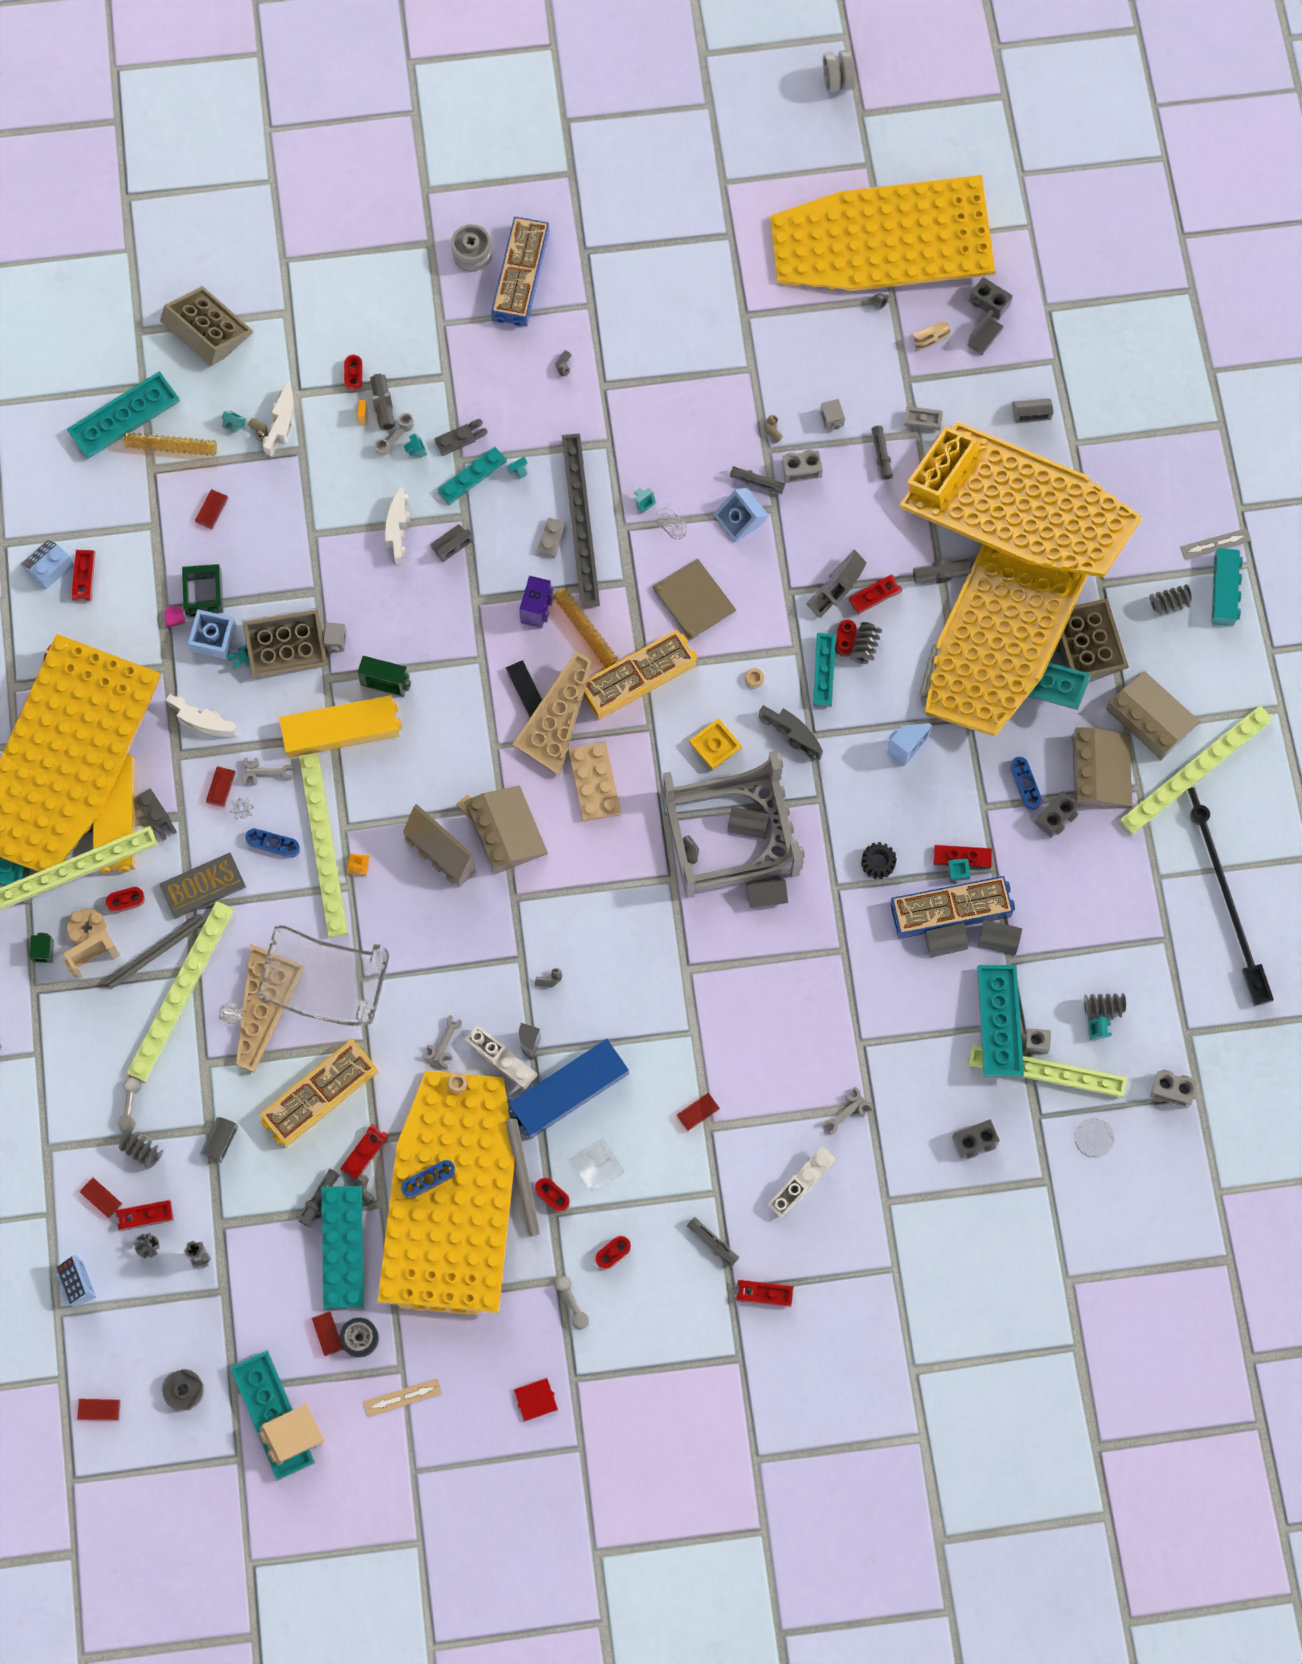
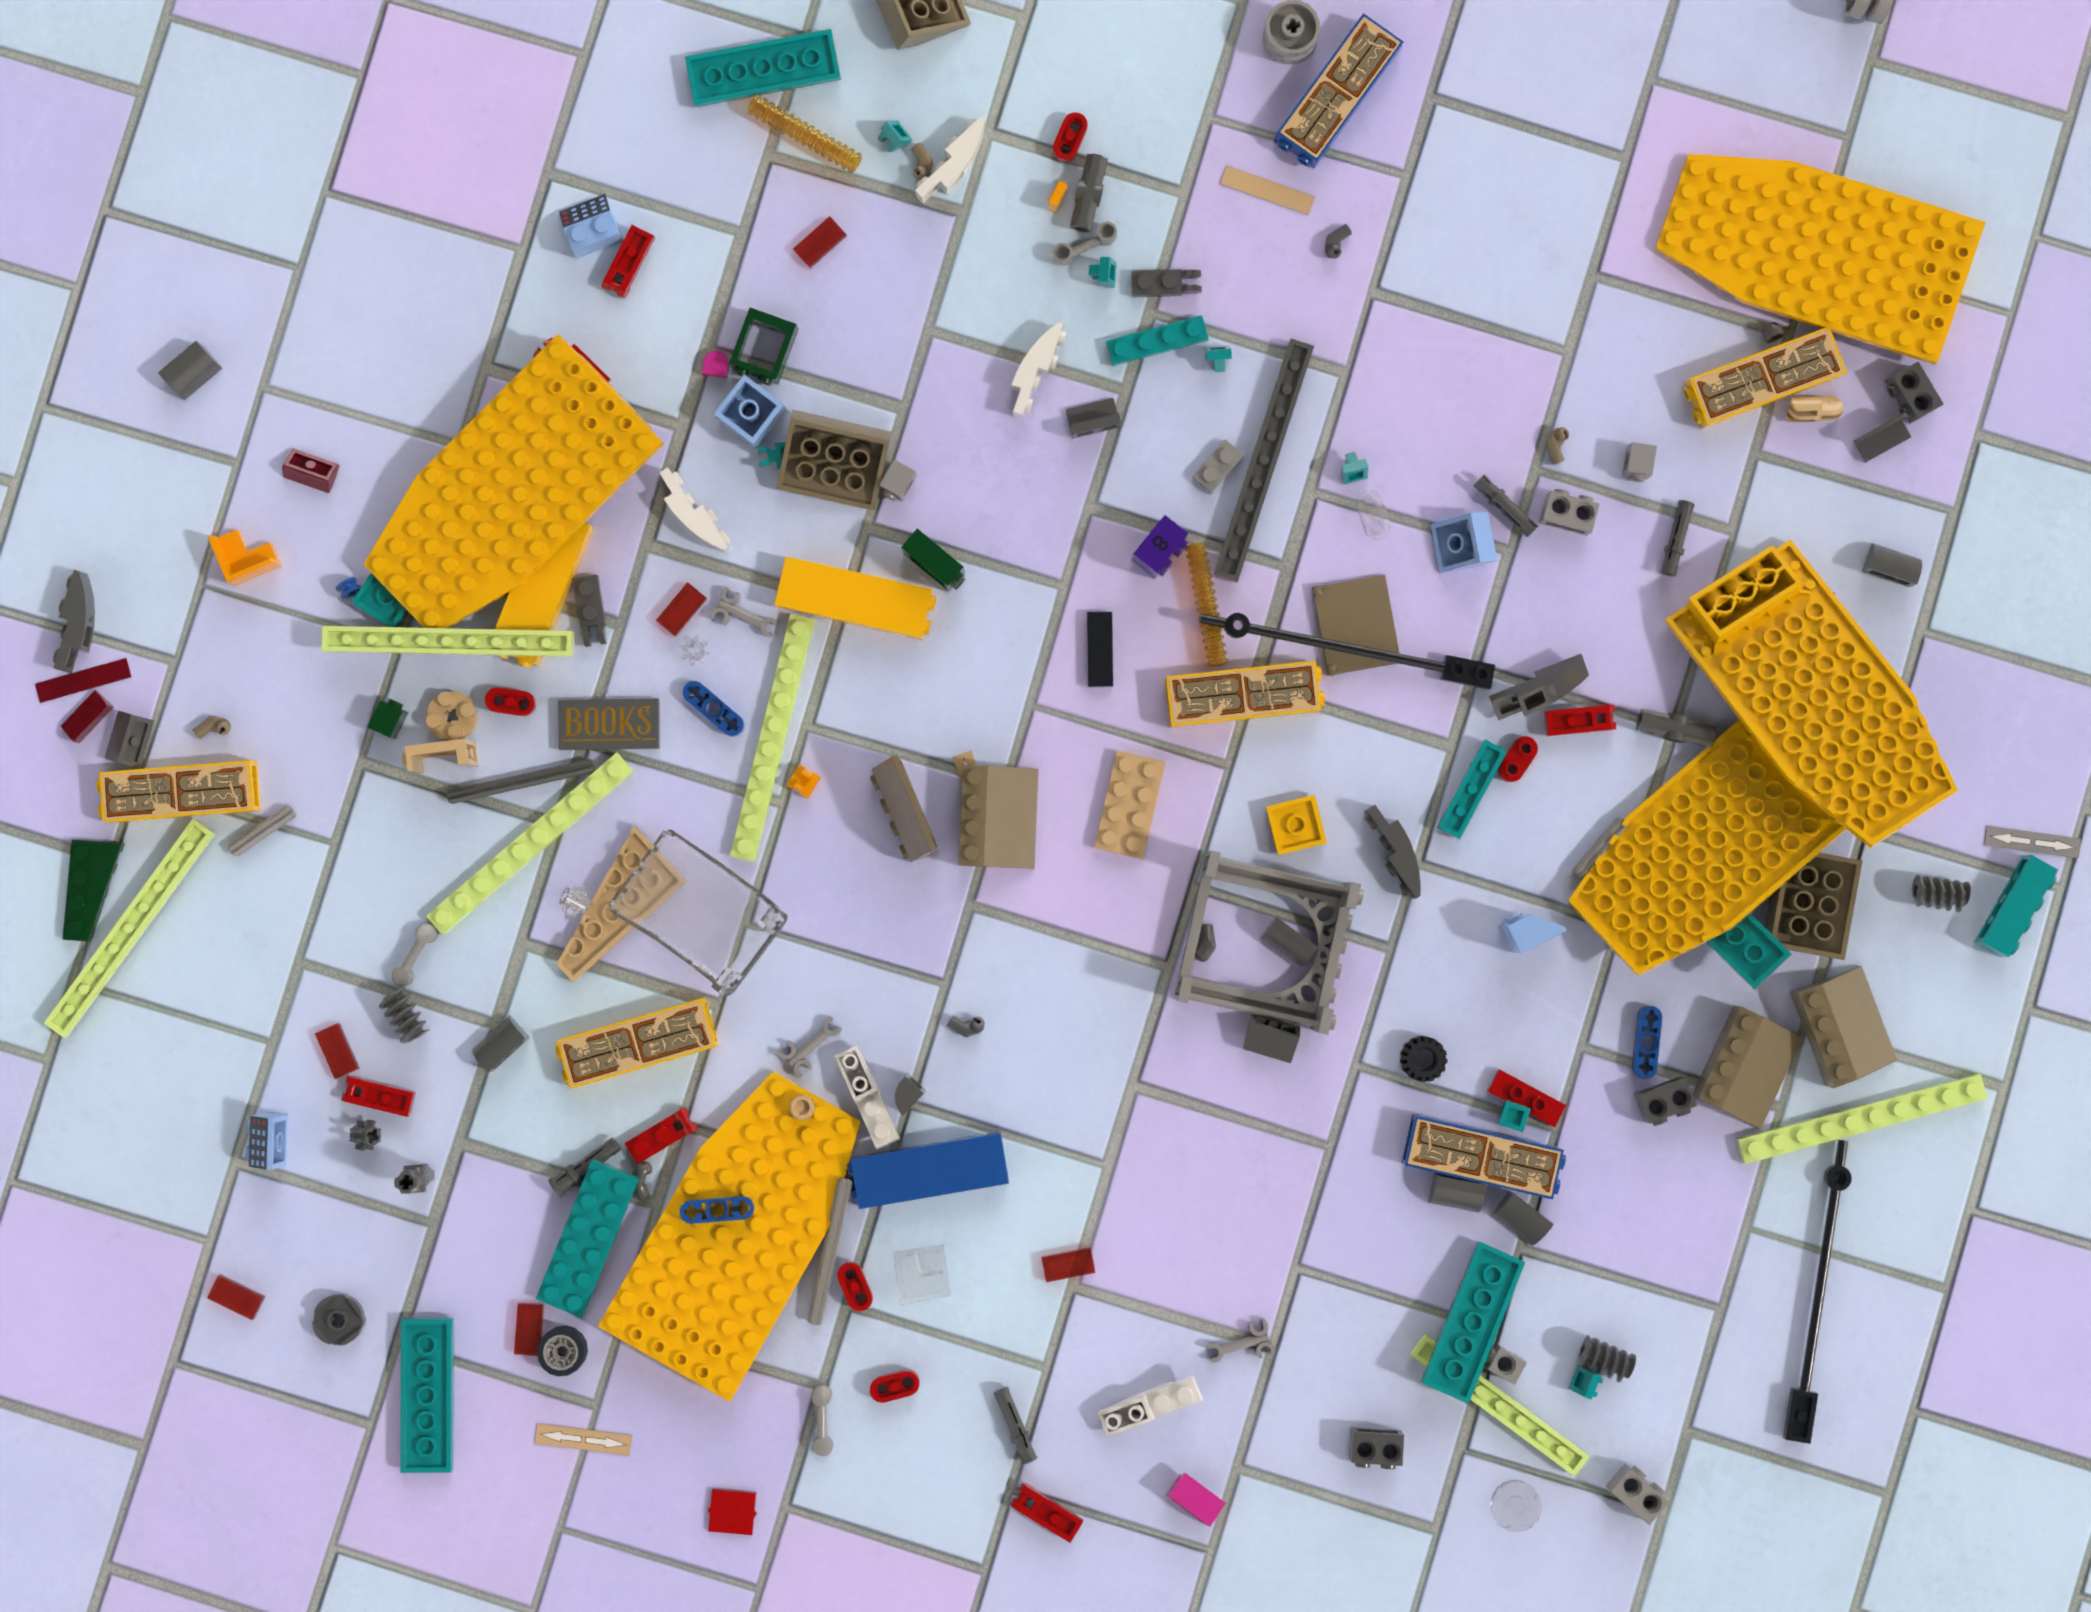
camera: 25 degrees right, 15 degrees up
(291, 1434) = (436, 1432): tan panel -> none
(502, 352) = (1267, 190): none -> tan sticker
(552, 723) = (1110, 712): tan wing -> none
(754, 678) = (1382, 760): tan tile -> none
(774, 598) = (1453, 668): none -> black bar
(865, 642) = (1539, 779): dark grey piece -> none
(866, 1234) = (1195, 1499): none -> dark pink hinge
(888, 330) = (1764, 378): none -> brick
(923, 418) = (1750, 516): light grey plate -> none

